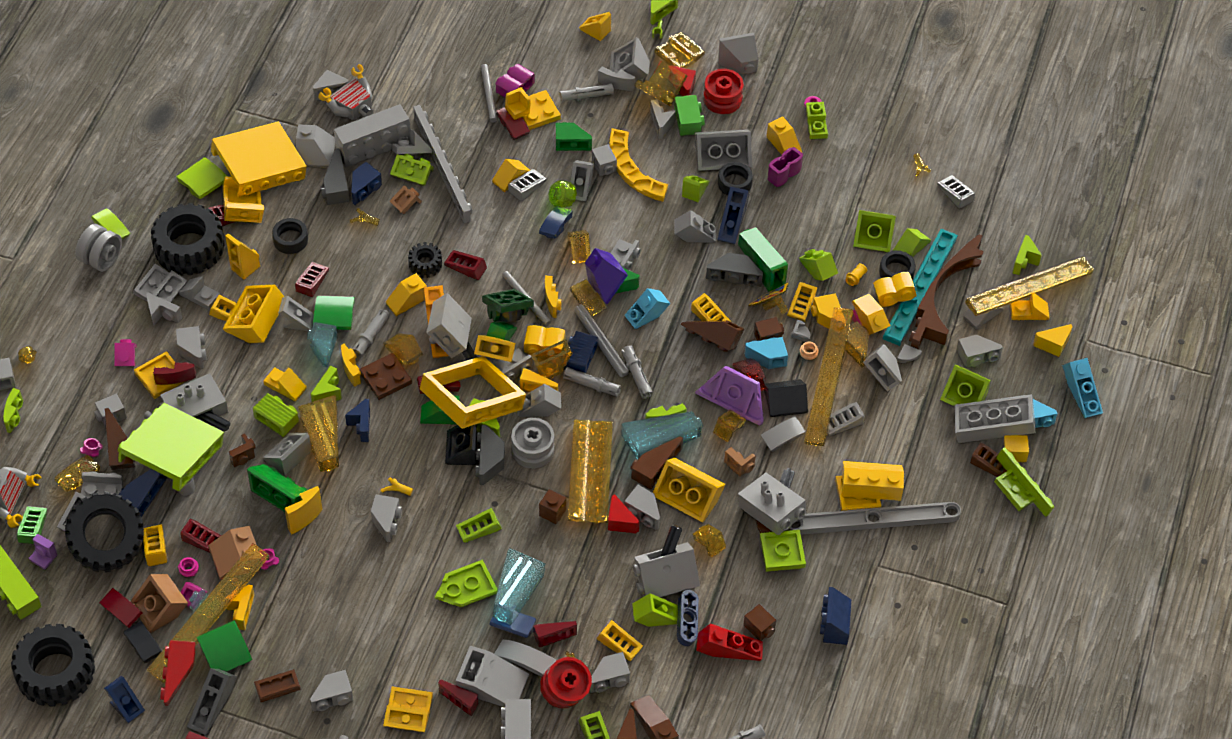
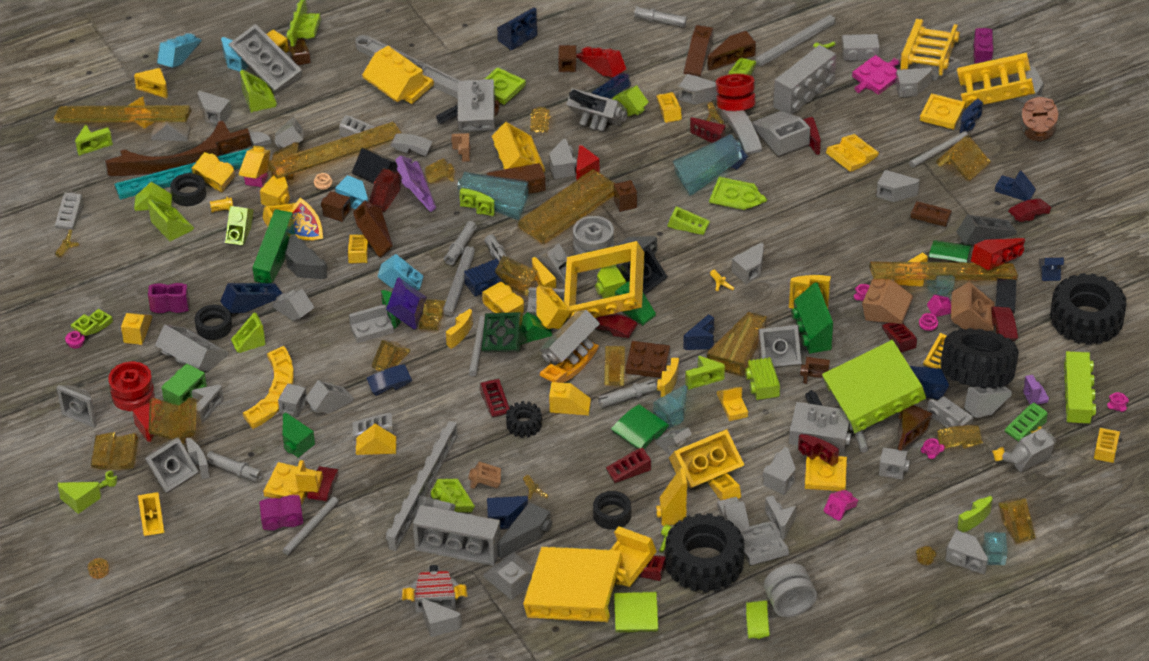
camera: 135 degrees left, 10 degrees down
(562, 193) = (359, 394): clear neon green hair -> none
(801, 332) = (311, 197): light grey tile -> none

